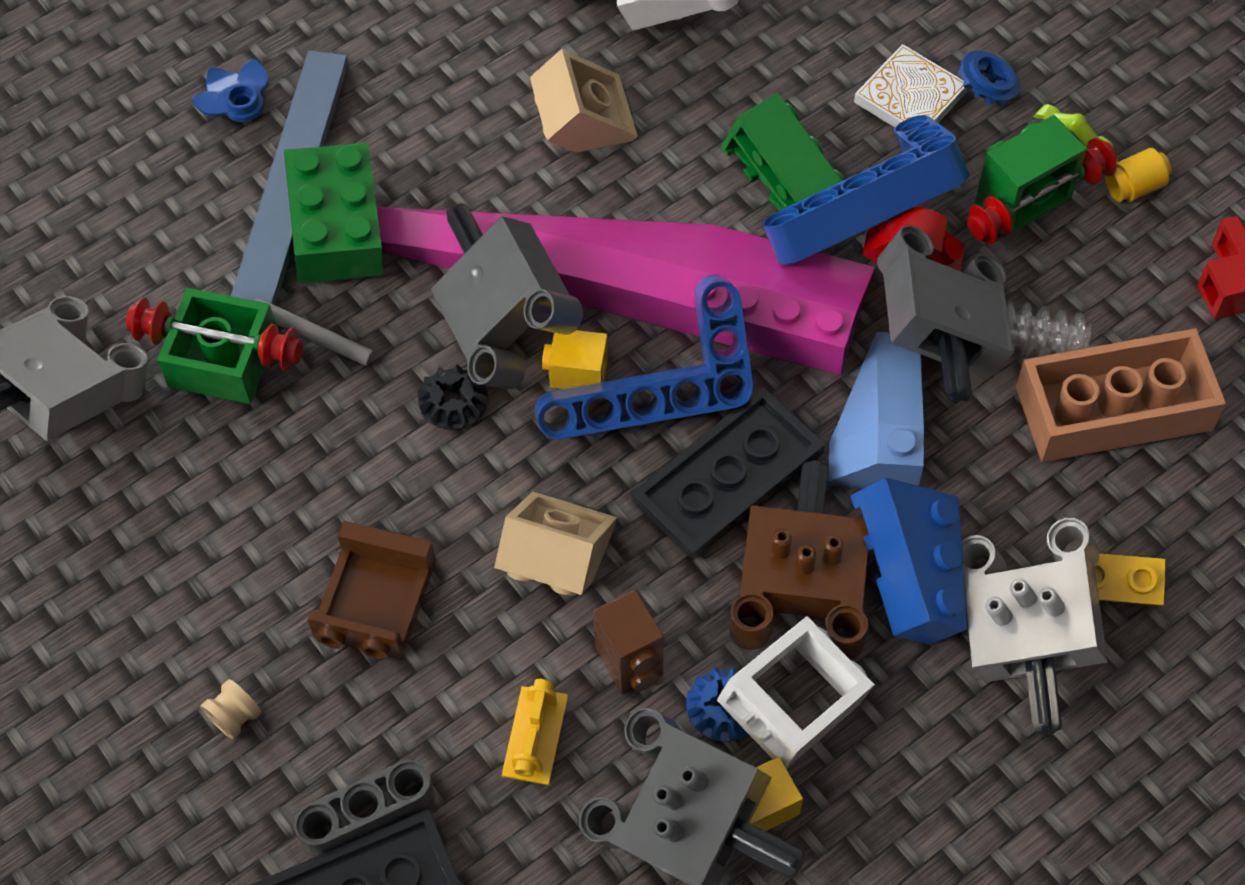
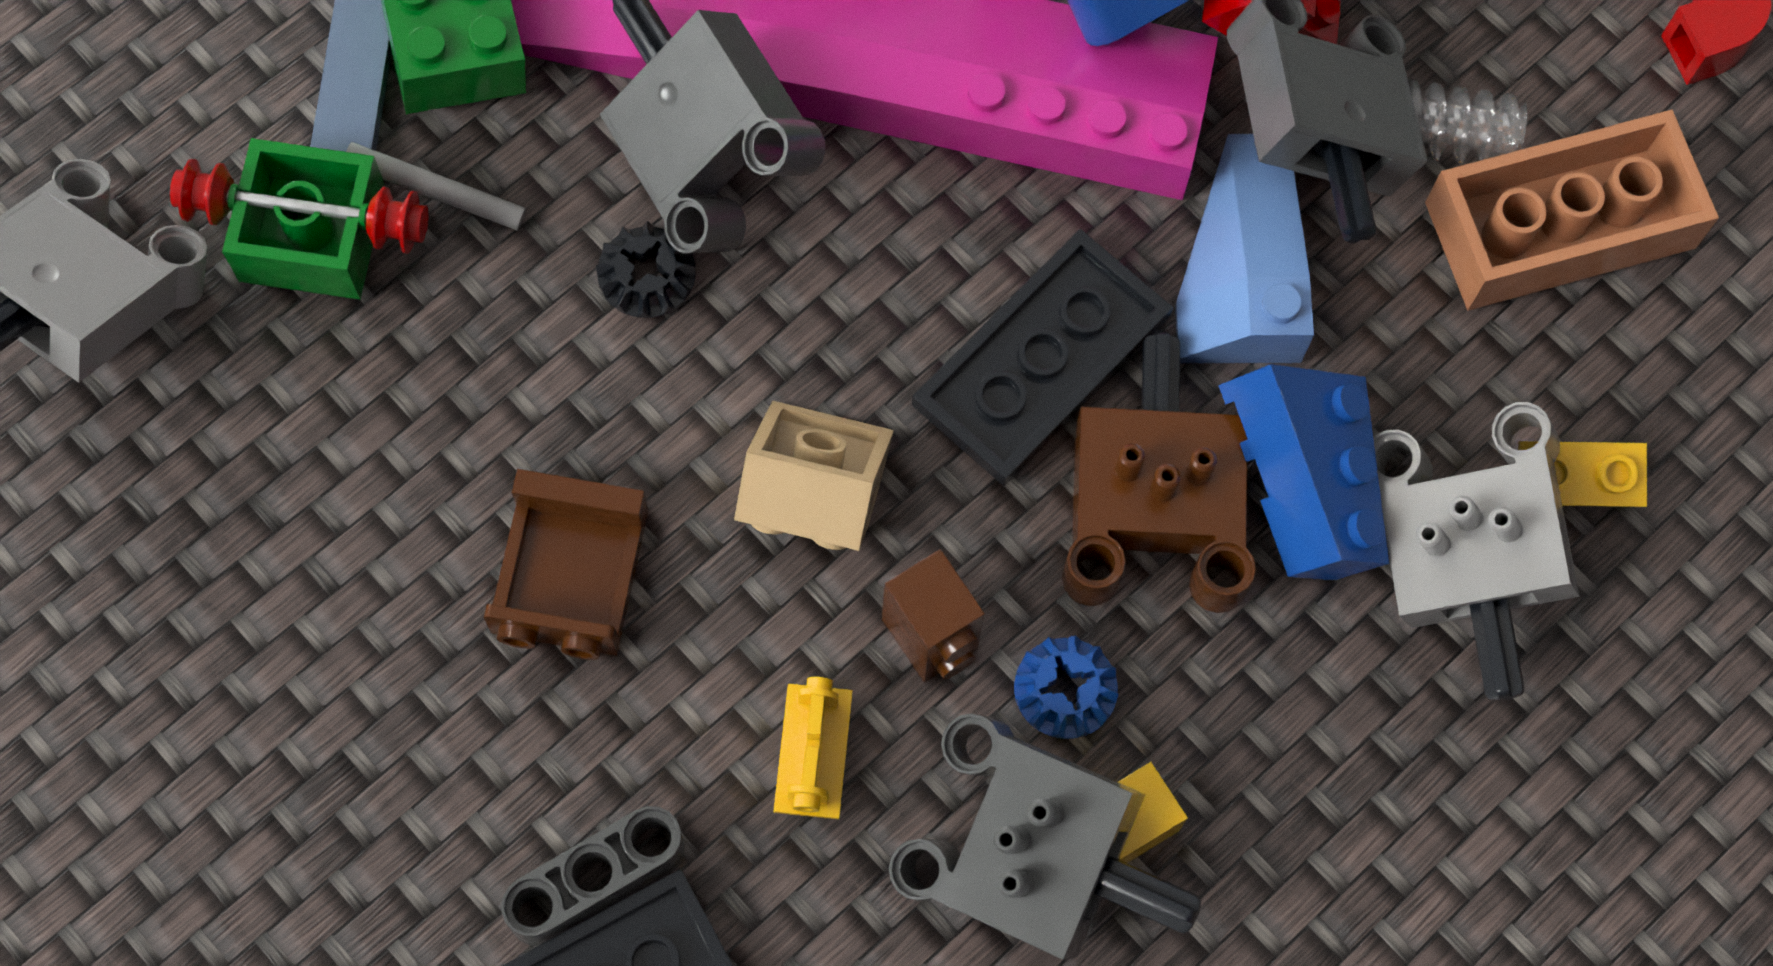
camera: 10 degrees left, 10 degrees up
(231, 709) = (390, 749): tan wheel -> none
(576, 359) = (816, 207): yellow brick -> none
(666, 383) = (943, 234): blue beam -> none
(766, 720) = (1131, 714): white window -> none

